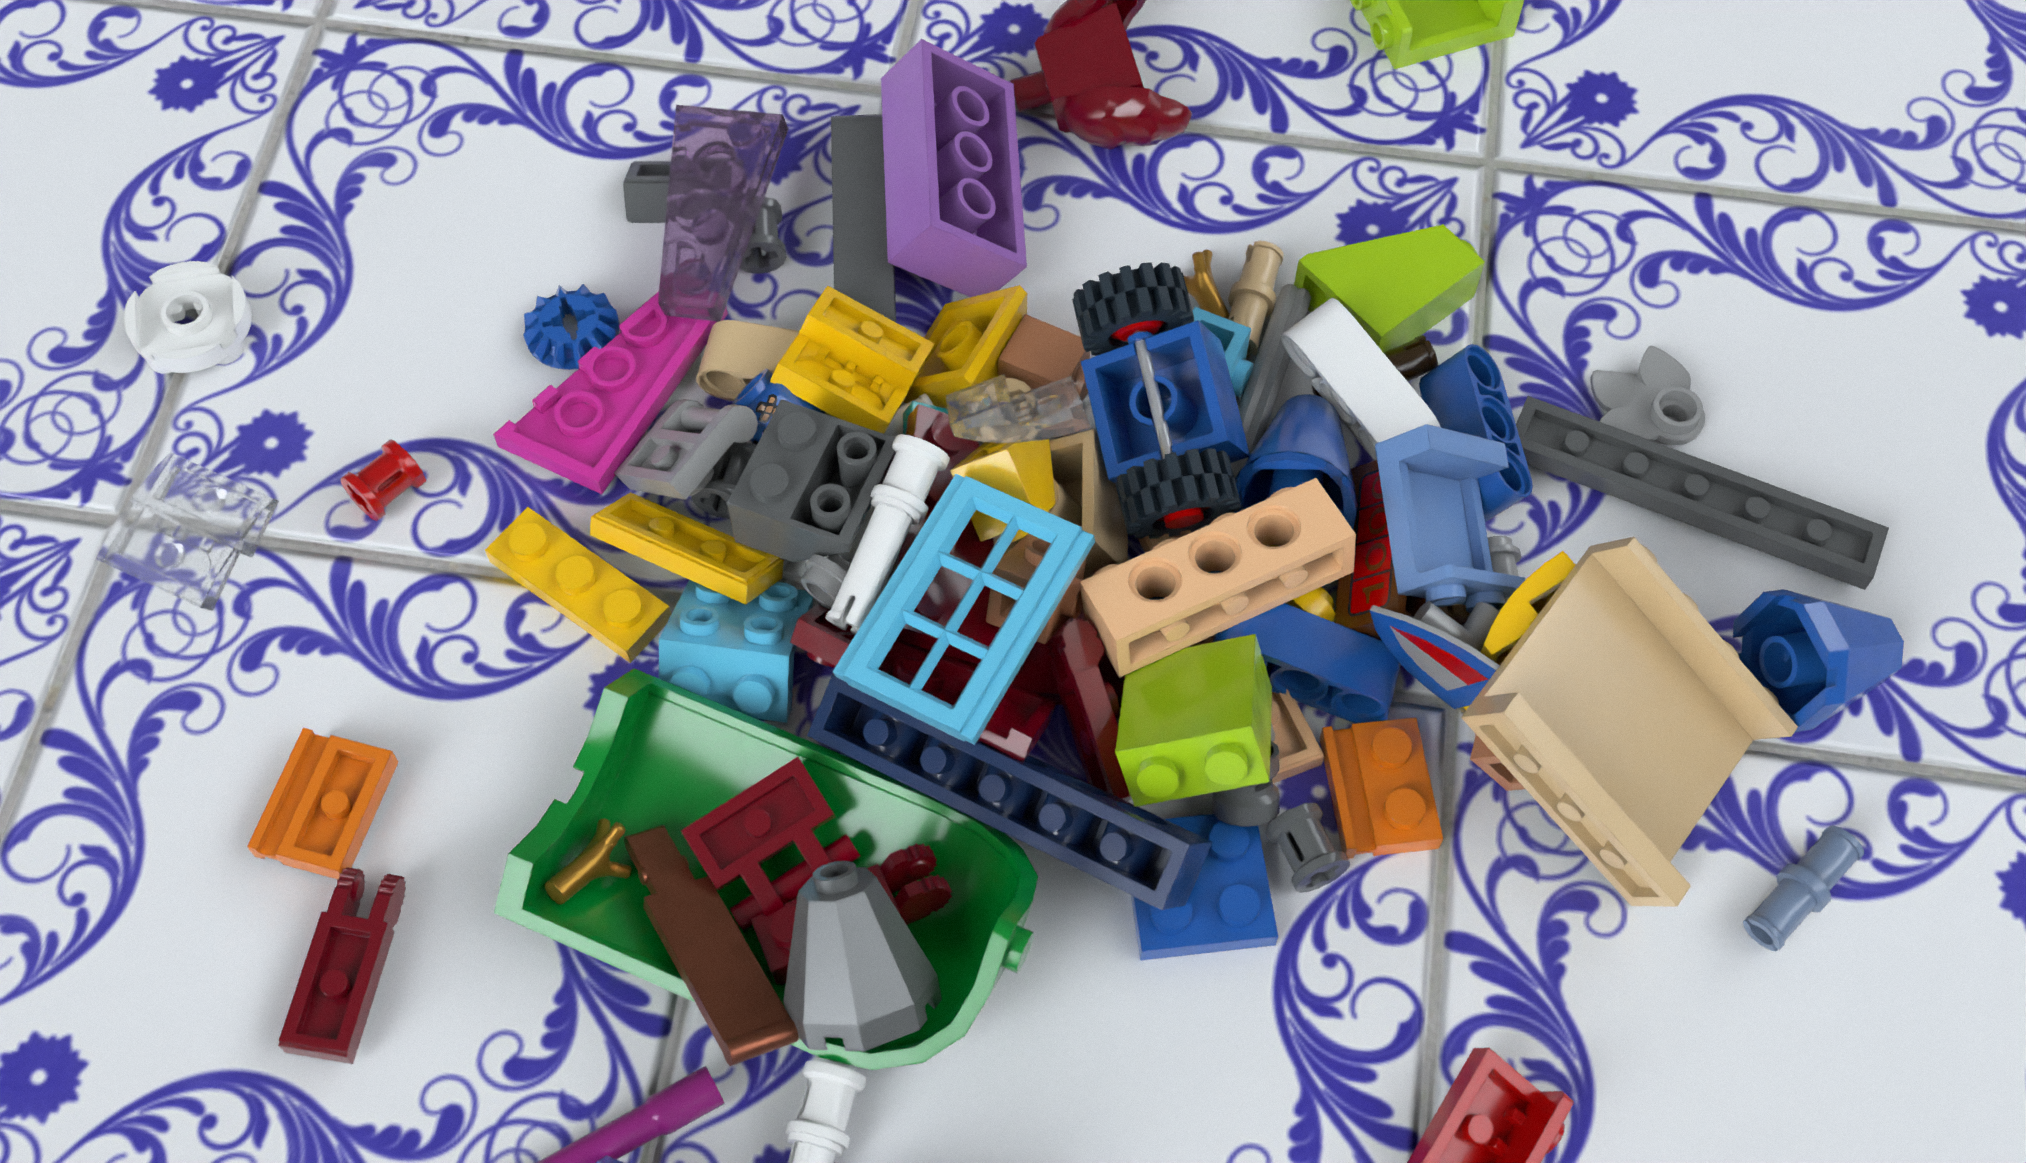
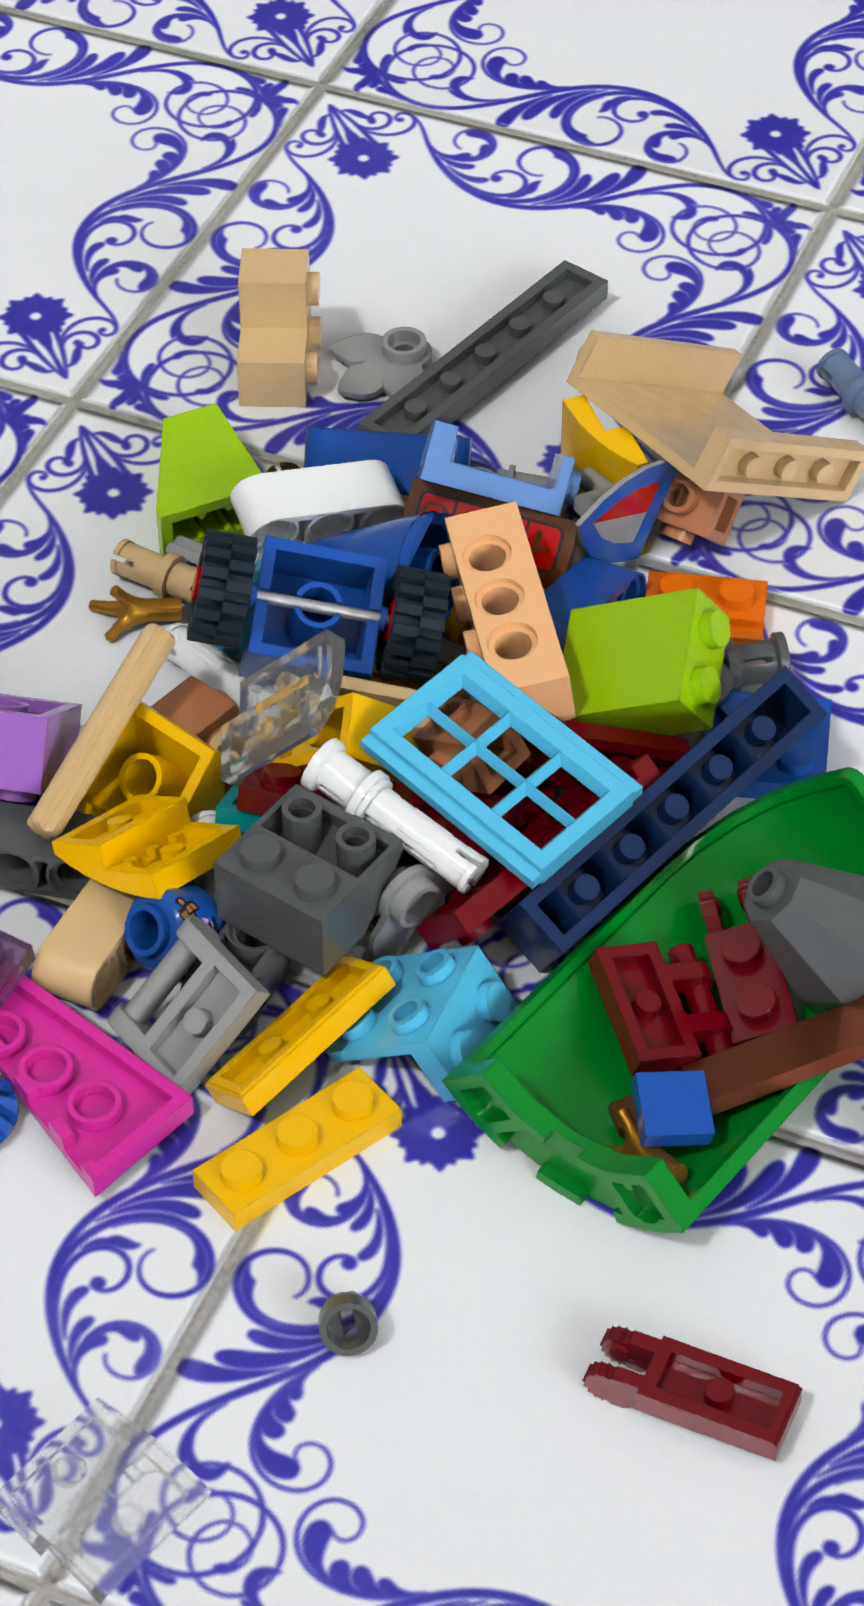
camera: 75 degrees left, 15 degrees down
(323, 804) = (502, 1391): orange plate -> none
(383, 480) = (108, 1295): red bush -> none
(386, 665) = (331, 1325): none -> dark grey hinge
(618, 868) = (672, 1108): none -> blue tile
(961, 280) = (101, 732): none -> tan axle
(1632, 291) = (277, 327): none -> tan brick
(1816, 652) = (681, 310): blue cone -> none

